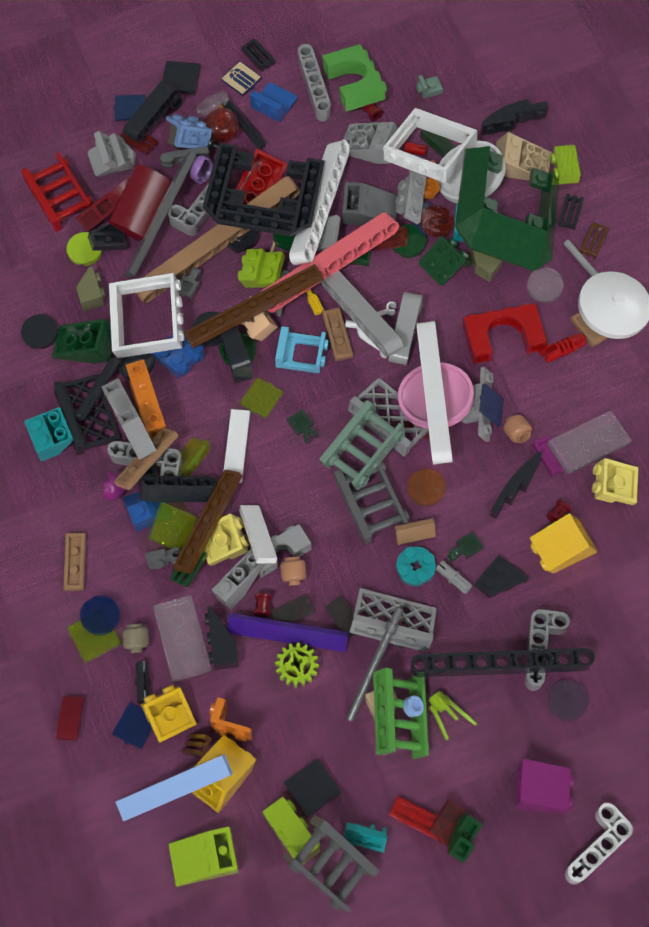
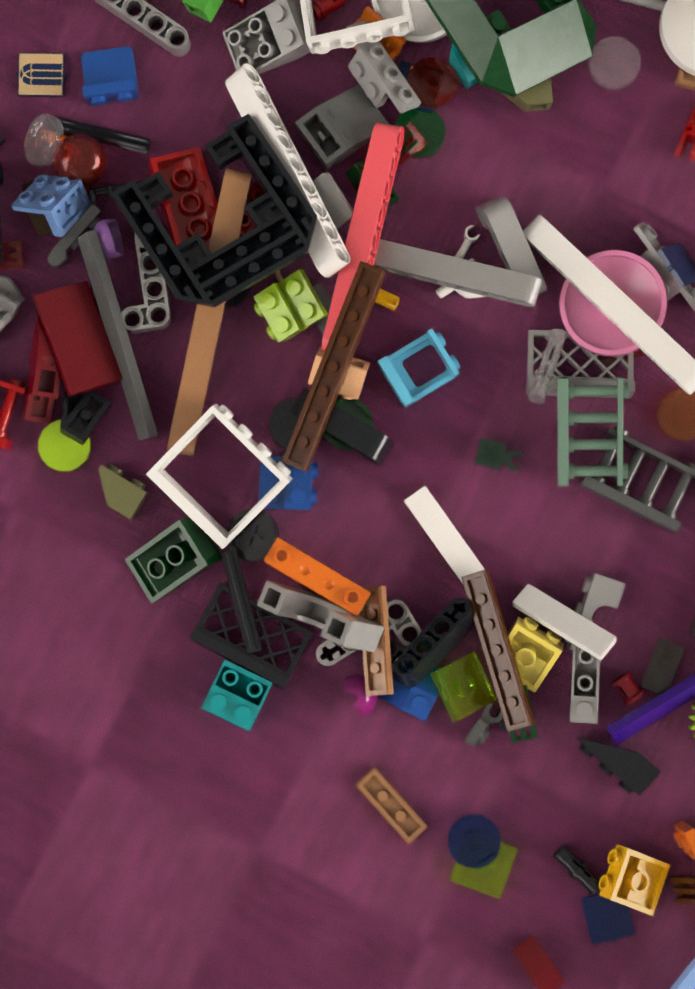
camera: 40 degrees left, 20 degrees up
(39, 331) = (109, 586): black tile -> none
(135, 638) = (531, 832): dark tan head -> none
(182, 638) = (575, 790): clear tile -> none
(190, 284) = (224, 393): dark grey plate -> none
(193, 455) = (408, 587): clear neon green panel -> none
(253, 57) = (32, 36): black tile -> none
(261, 397) = (421, 458): clear neon green piece -> none
(293, 570) = (628, 625): nougat head -> none
(337, 334) = (438, 314): medium nougat tile -> none
(372, 395) = (540, 390): none -> clear pin
(444, 260) = (482, 125): dark green bracket -> none
(522, 318) = (630, 128): red arch -> none

